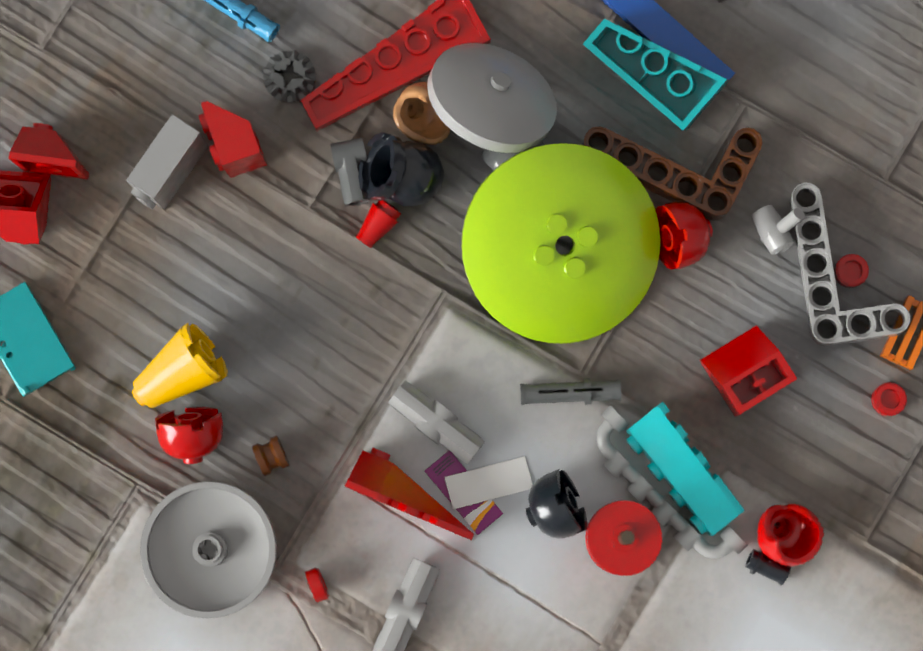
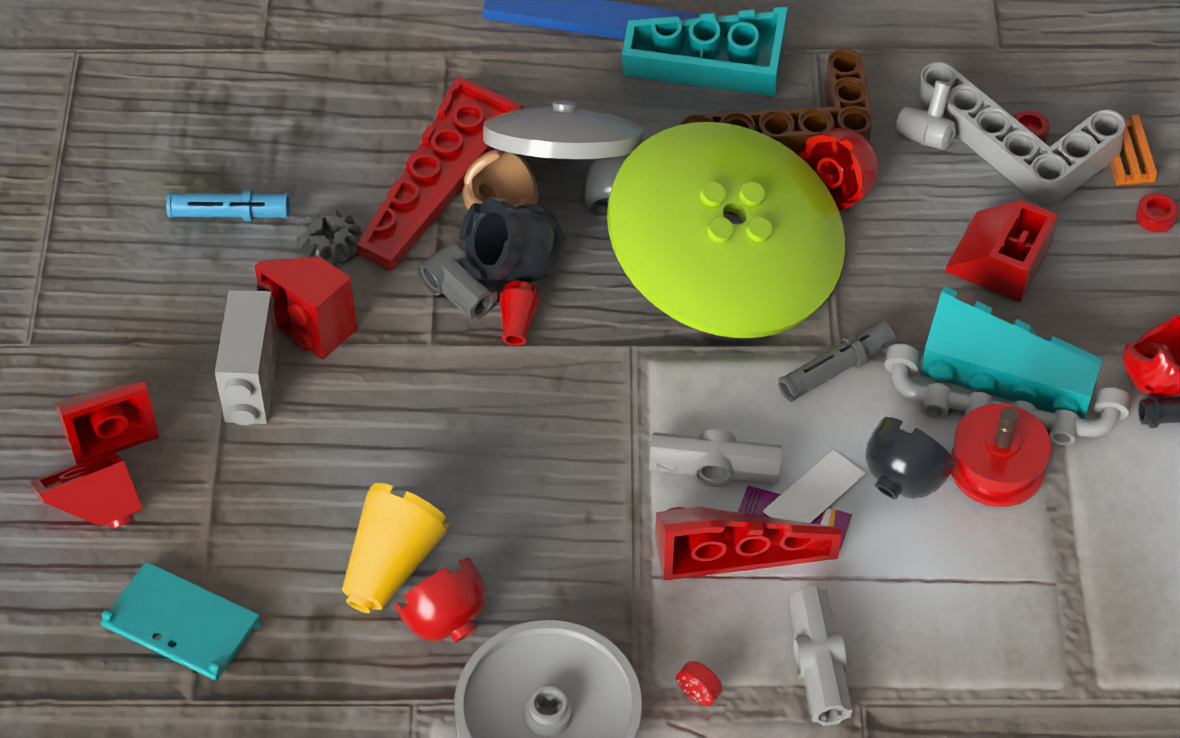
camera: 35 degrees left, 30 degrees down
(270, 455) = (553, 583): reddish brown wheel -> none

